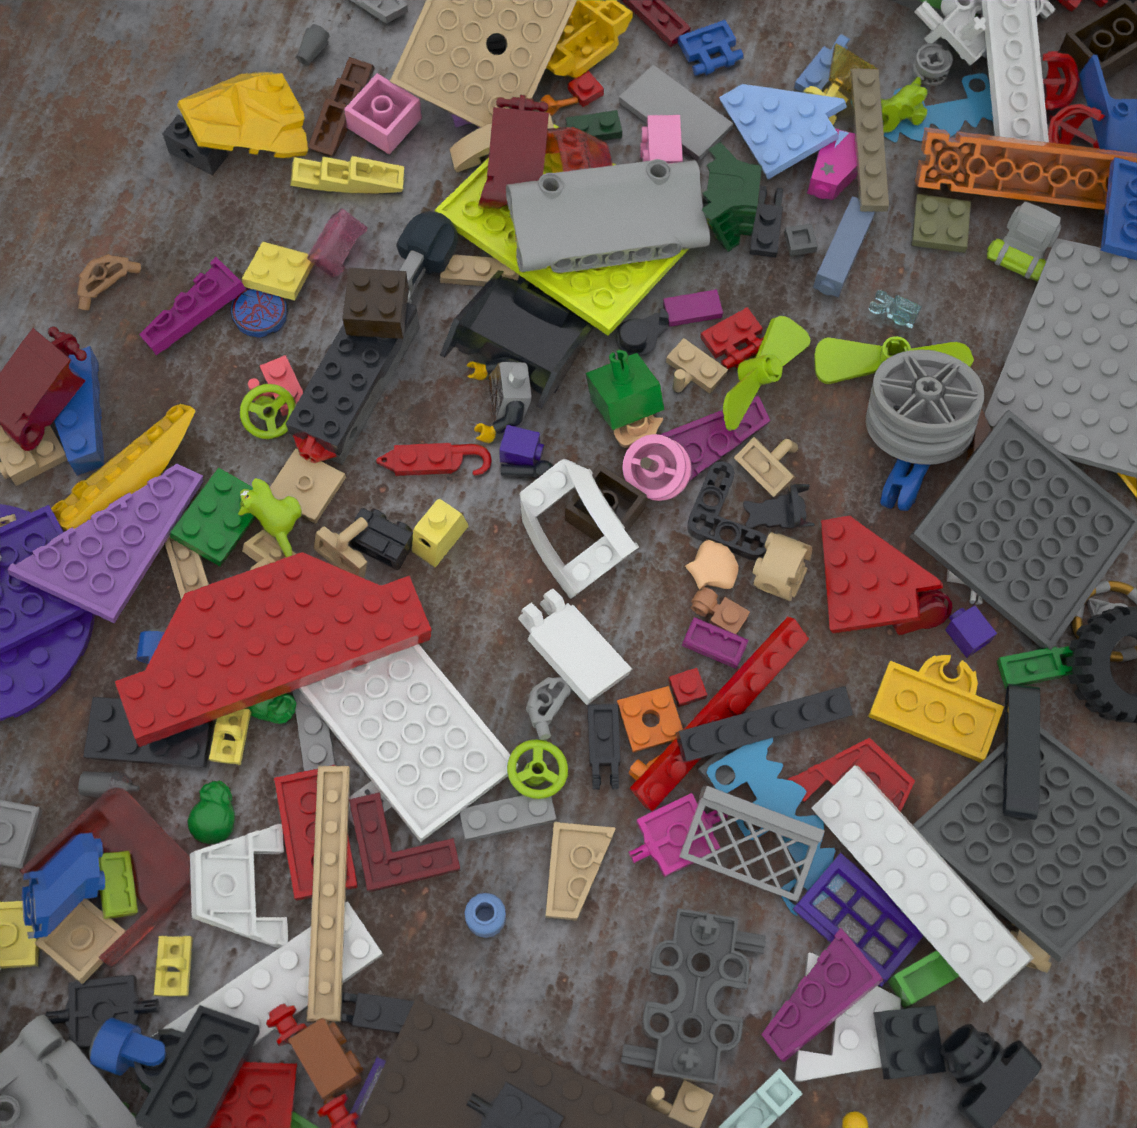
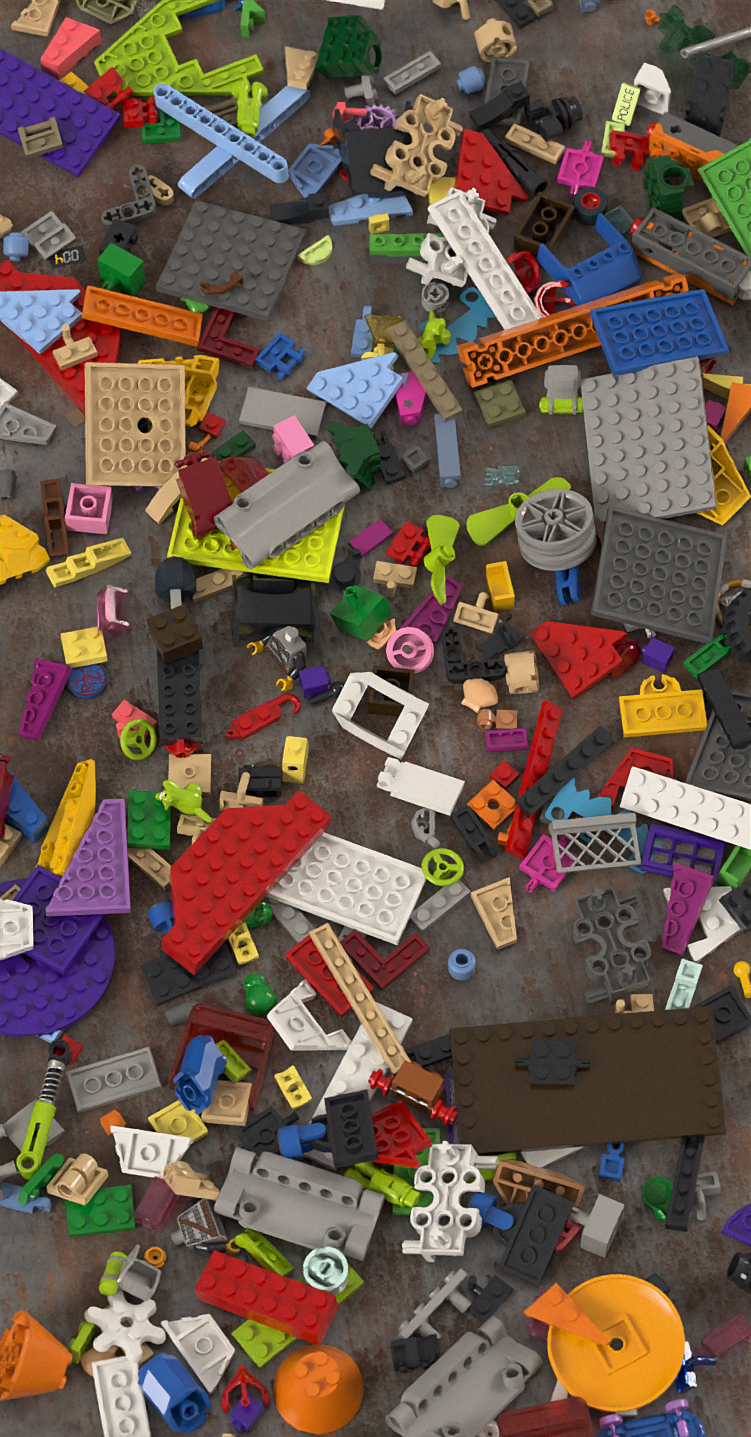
camera: 25 degrees left, 5 degrees down
(816, 443) = (500, 586): none -> yellow panel

